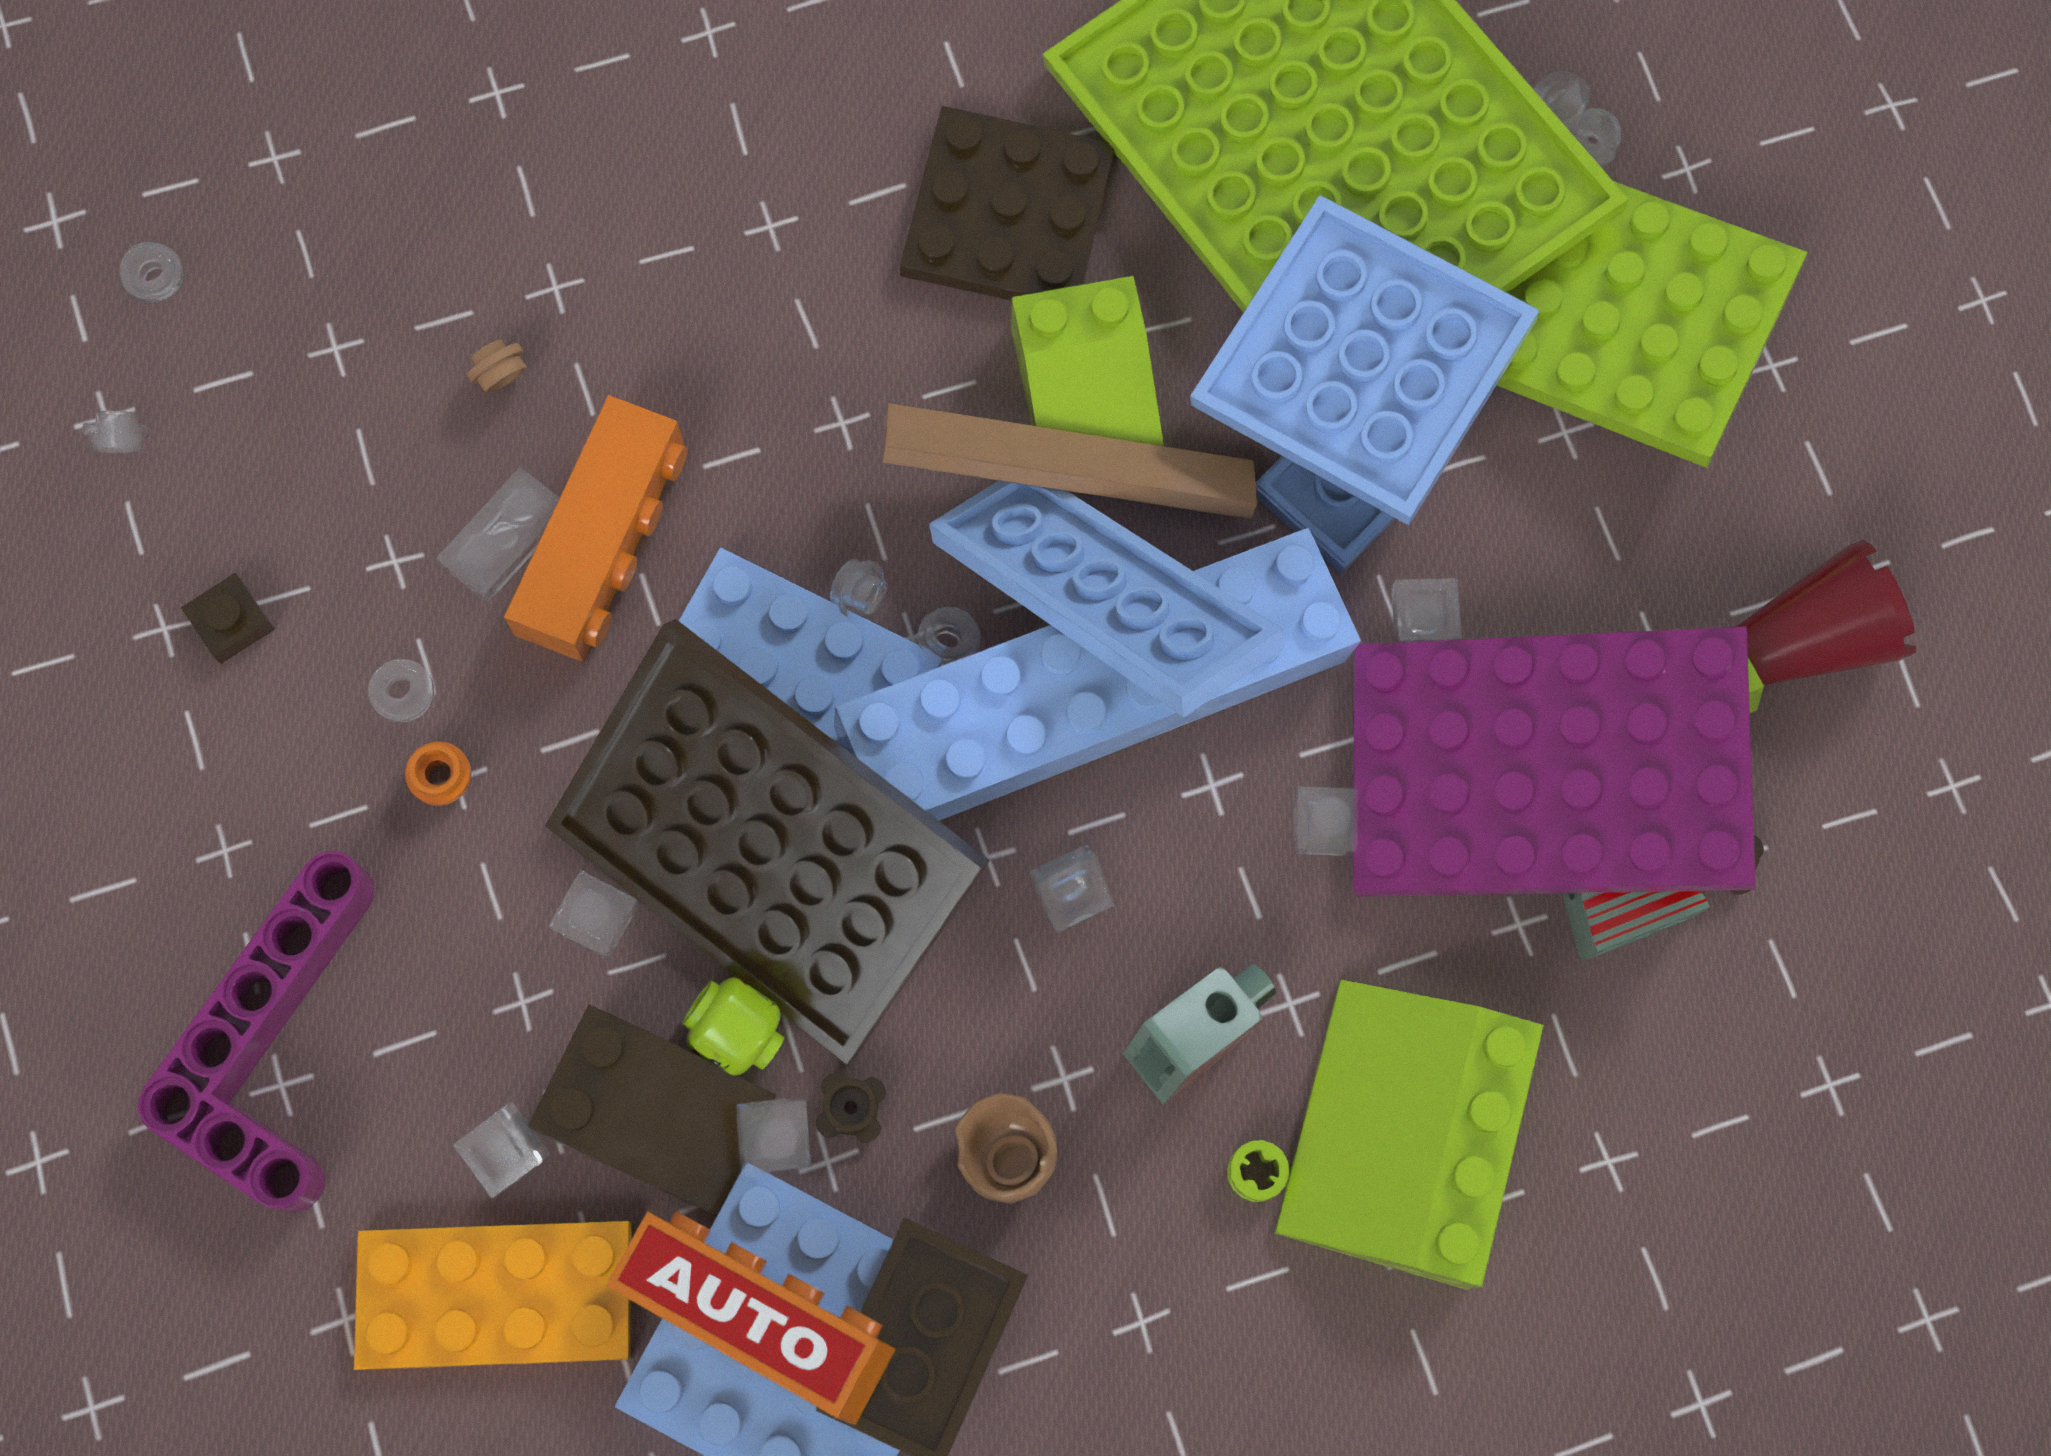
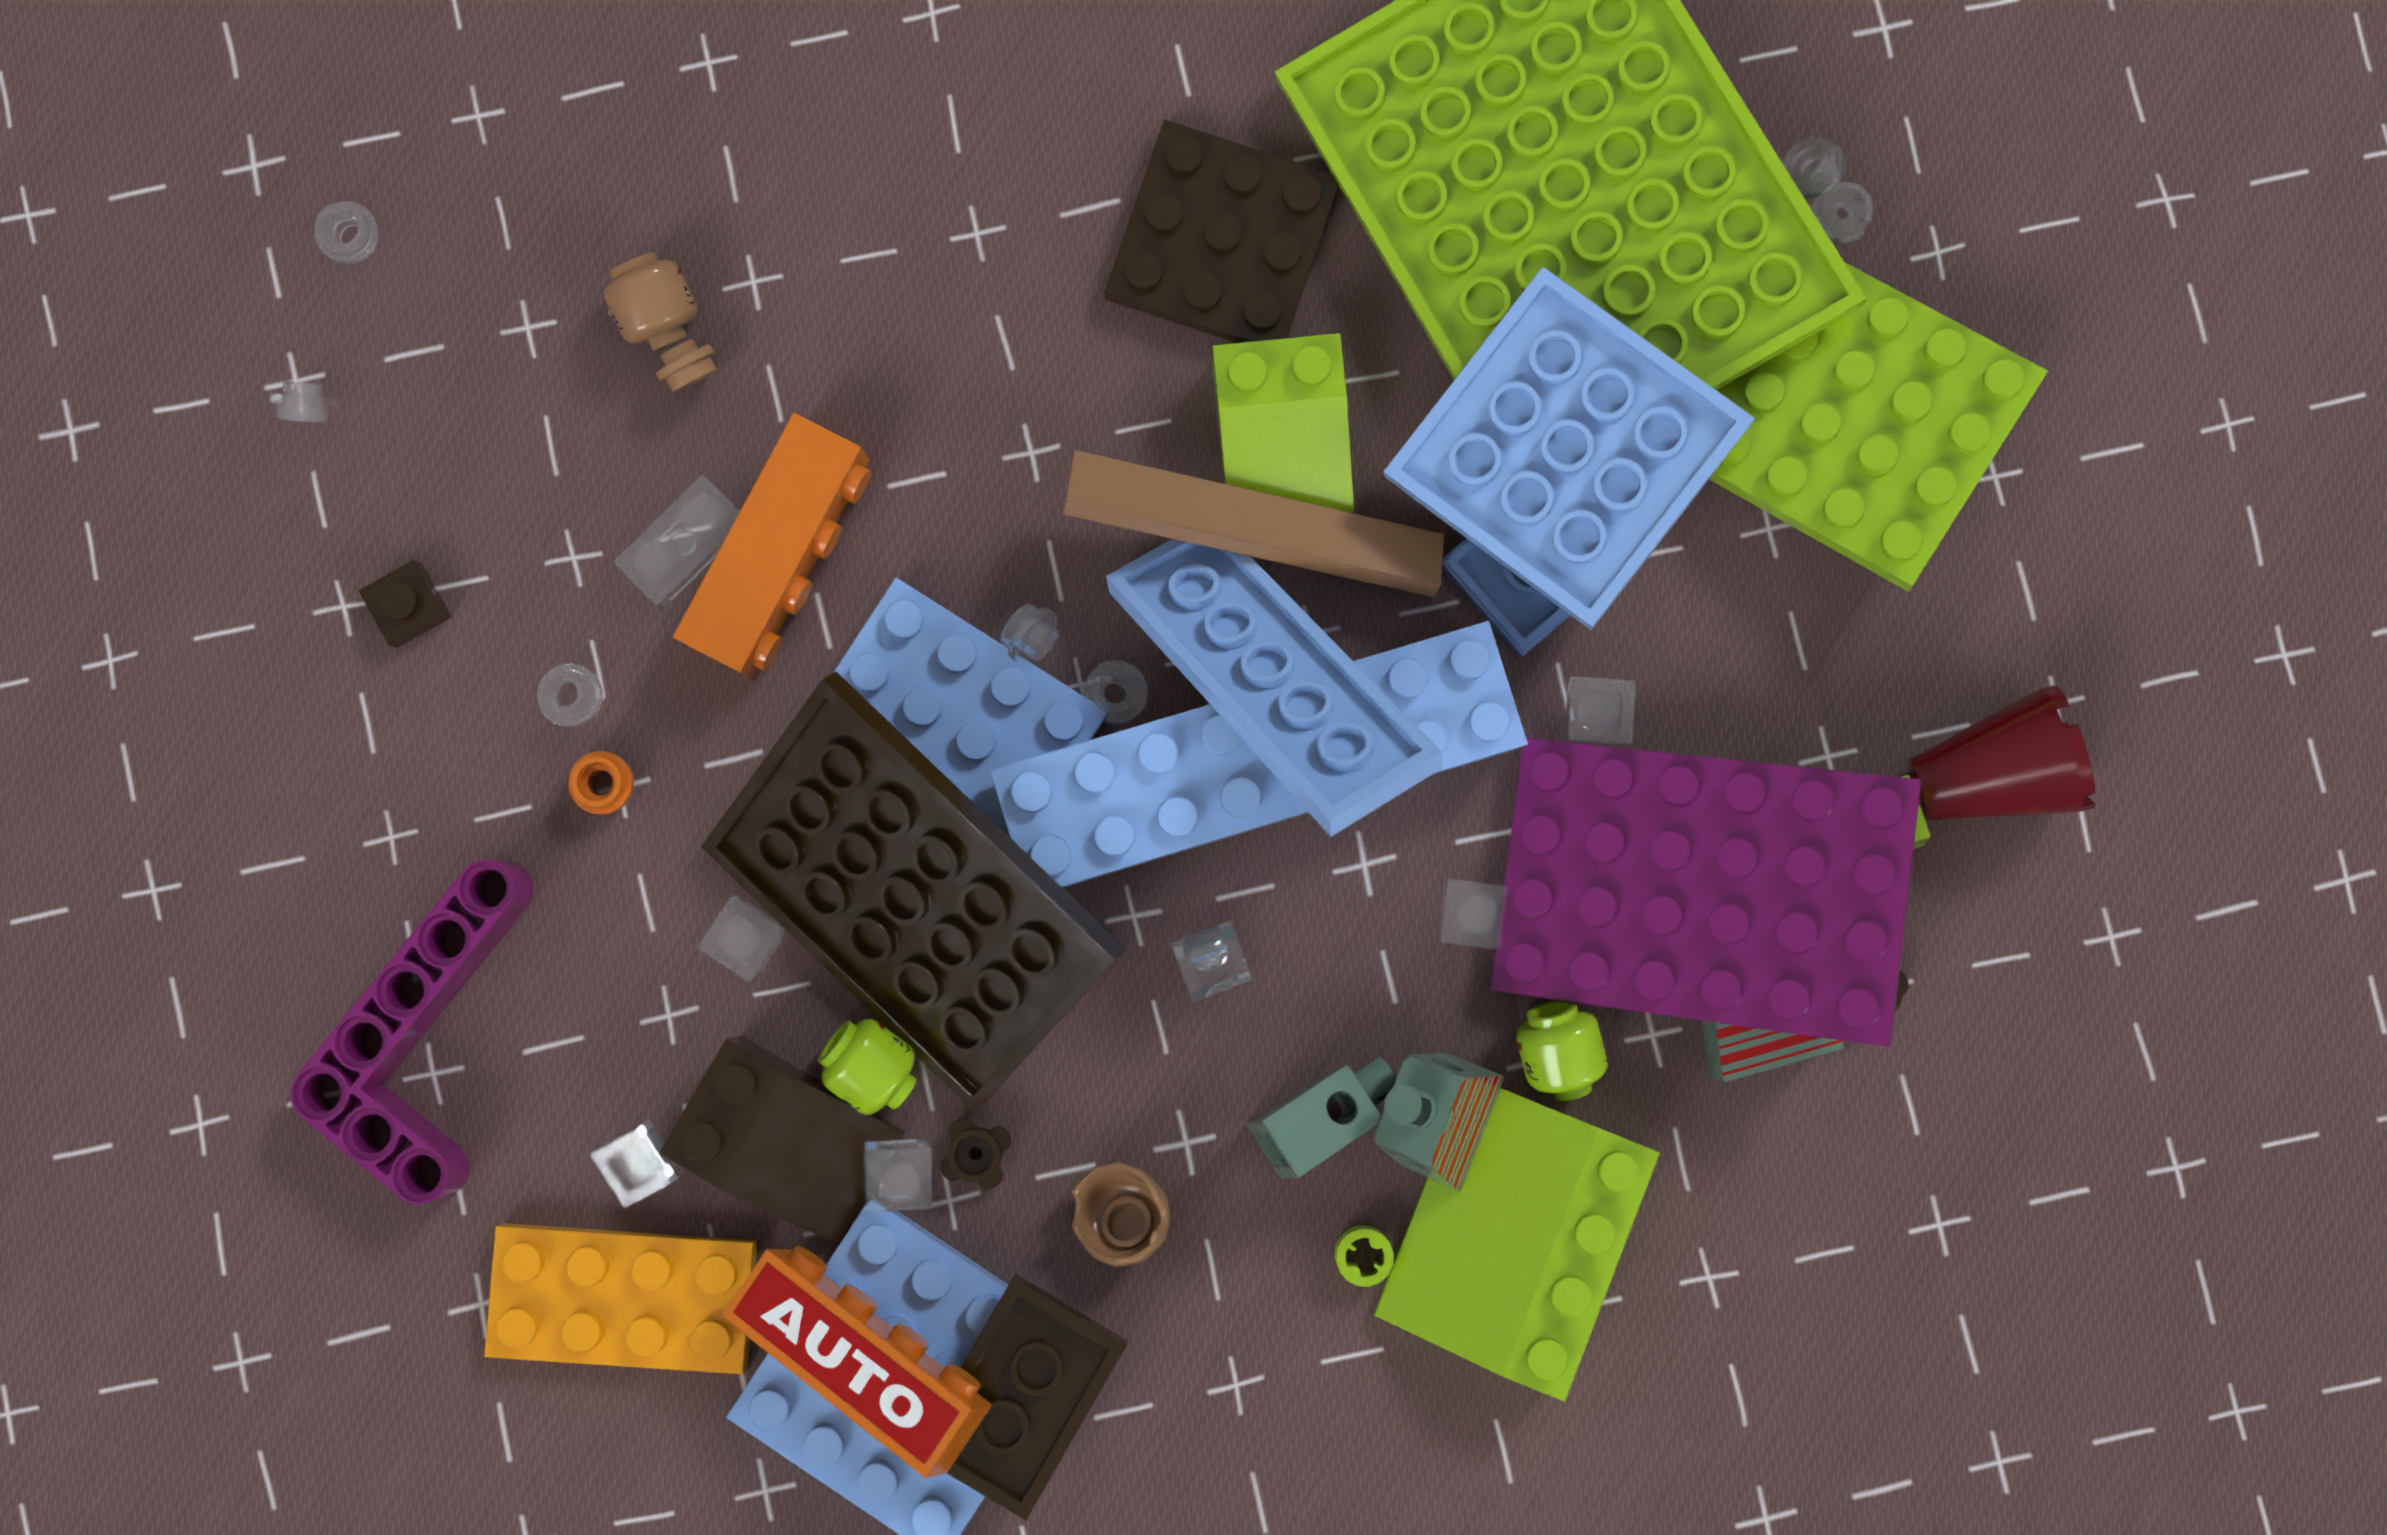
camera: 15 degrees right, 10 degrees up
(457, 308) = (650, 301): none -> medium nougat head
(1316, 1013) = (1437, 1115): none -> sand green torso
(1431, 941) = (1561, 1049): none -> lime head

